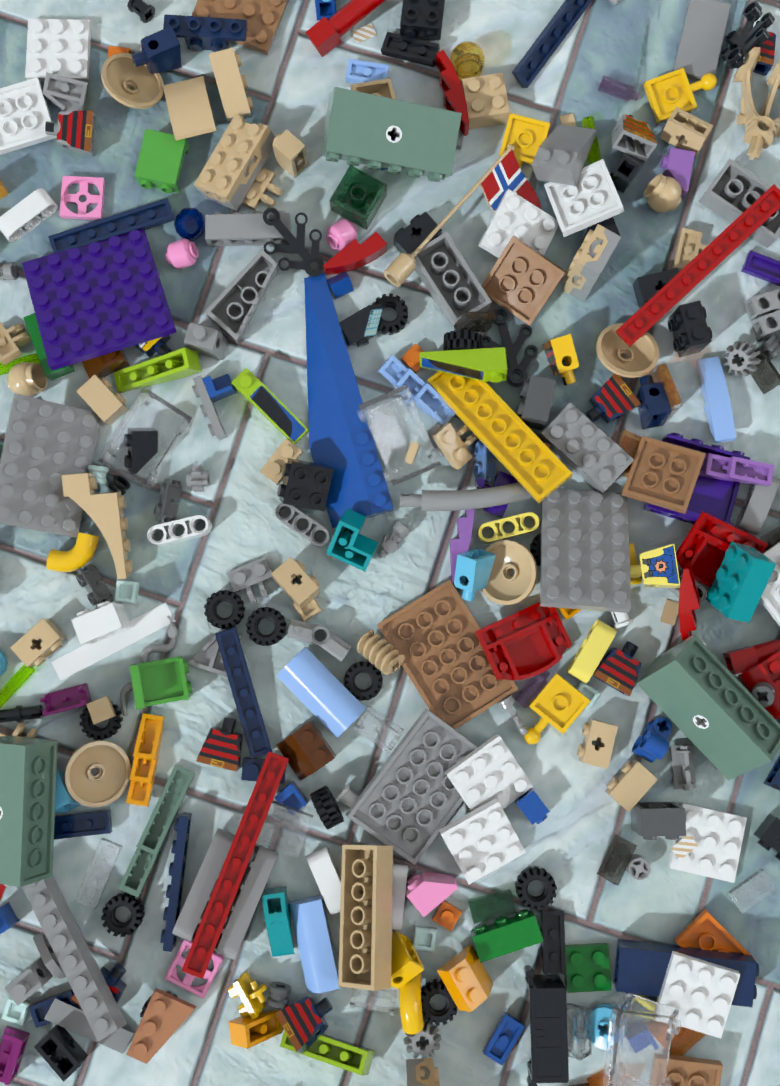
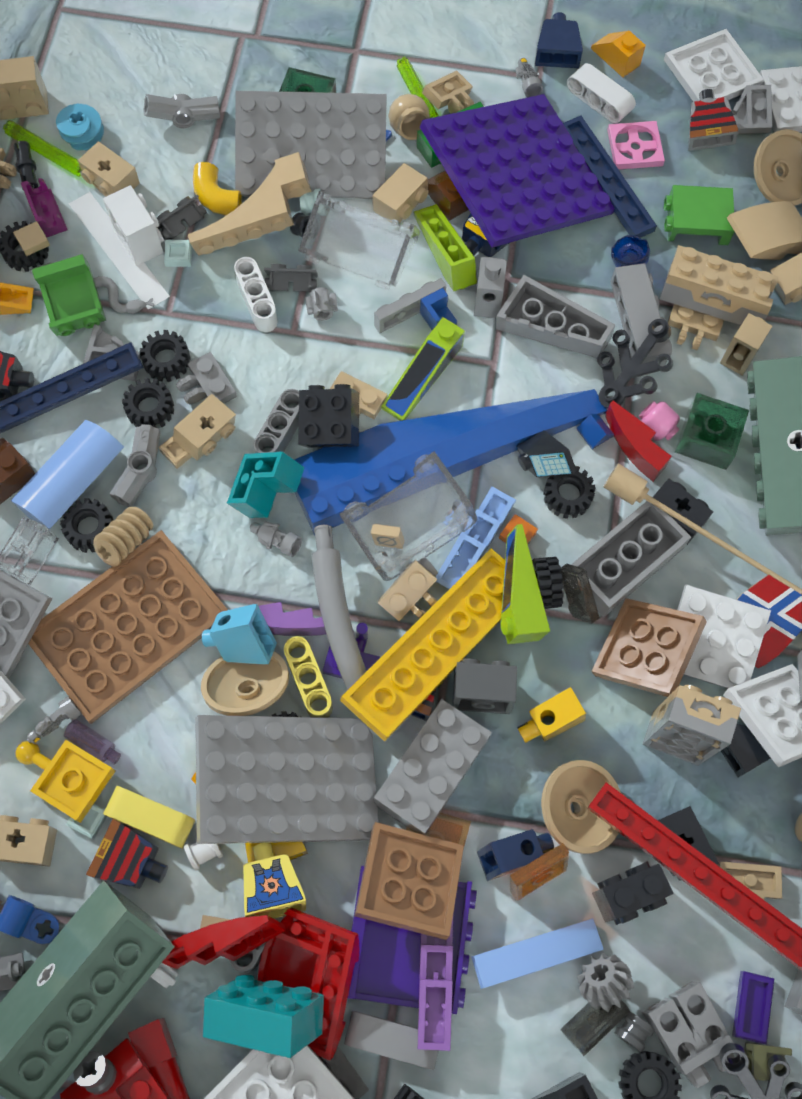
camera: 80 degrees right, 15 degrees down
(141, 445) = (349, 236): black slope -> none
(182, 253) = (592, 250): bright pink head -> none
(484, 468) = (385, 637): medium blue hinge -> none
(512, 350) = (552, 651): black plant -> none
(524, 643) = (149, 719): red slope -> none
(612, 401) = (507, 797): torso -> none

